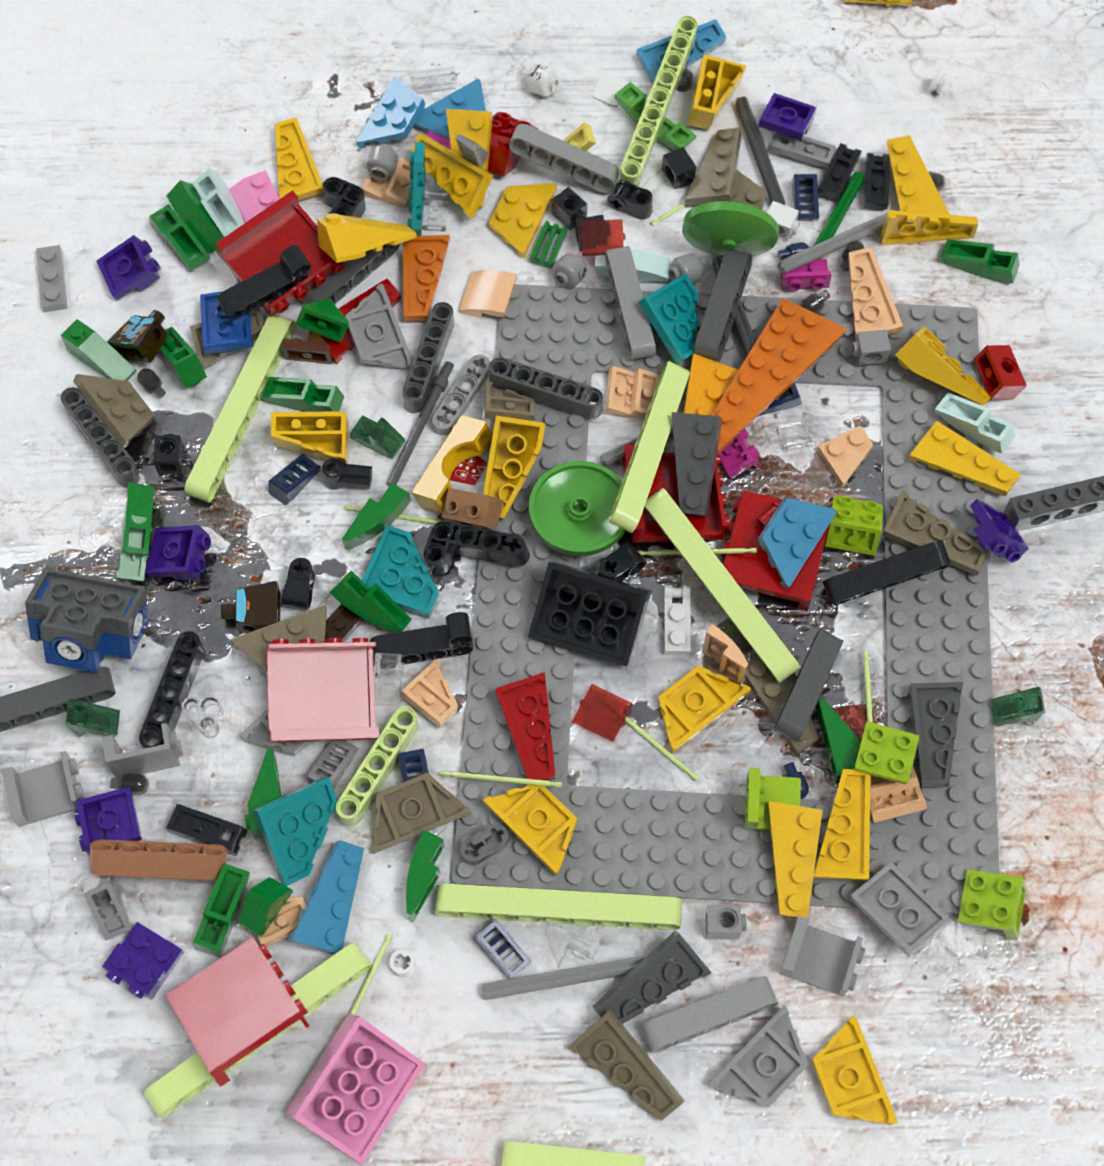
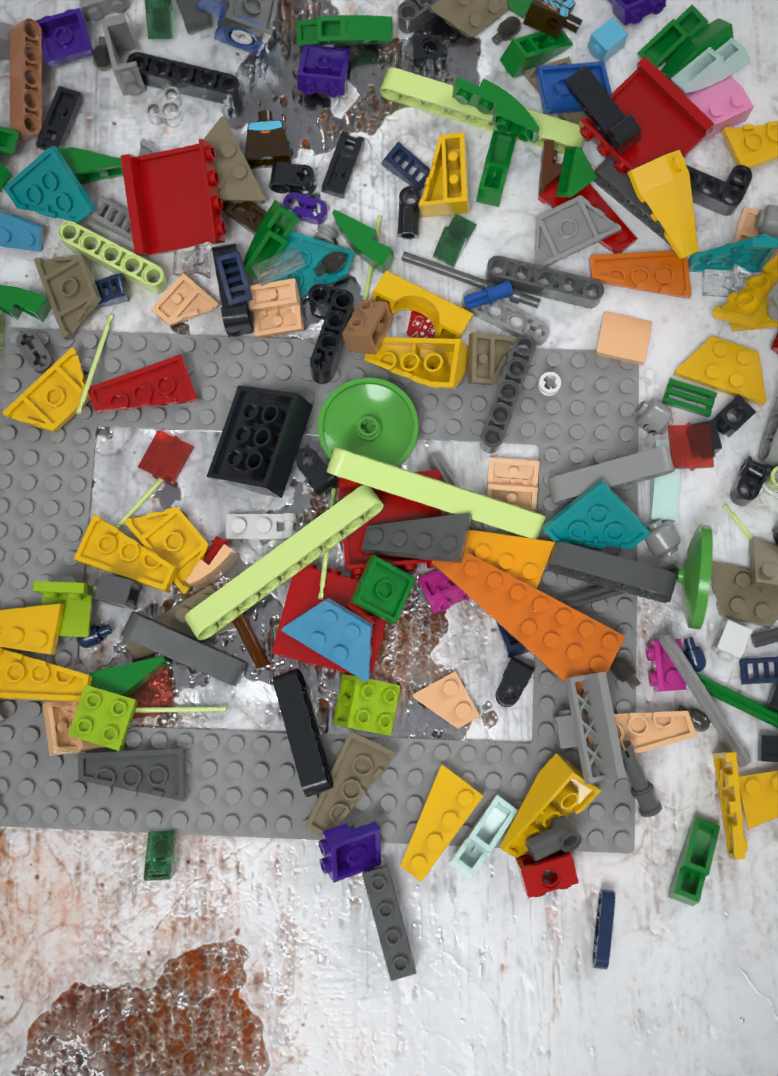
camera: 90 degrees right, 15 degrees up
(177, 291) = (607, 40): none -> medium azure brick
(250, 375) = (507, 111): none -> green slope
(287, 537) = (342, 165): none -> black plate
(327, 573) = (306, 205): none -> dark purple beam
(365, 553) = (325, 234): none -> light grey bush
(401, 543) = (331, 263): none -> clear smoke cylinder
(404, 589) = (278, 266): none -> clear tile
(414, 642) = (226, 259): none -> dark blue slope
(442, 401) = (488, 295): none -> blue axle
(444, 595) = (276, 308): none -> light nougat slope
(534, 361) = (557, 383): none -> white bush
(705, 660) = (216, 545): none -> red pin
(711, 752) = (119, 555): none -> yellow wing
(746, 494) = (382, 589): none -> green plate
(752, 746) = (117, 591): none -> dark grey brick
(800, 627) = (250, 641): none -> reddish brown axle
(826, 394) = (514, 678): none -> black piece
(871, 317) = (600, 727): none -> light grey fence
(921, 294) = (641, 788): none -> dark grey pin
(970, 358) = (559, 836): none -> dark grey piece
(1047, 332) = (603, 929): none -> dark blue beam

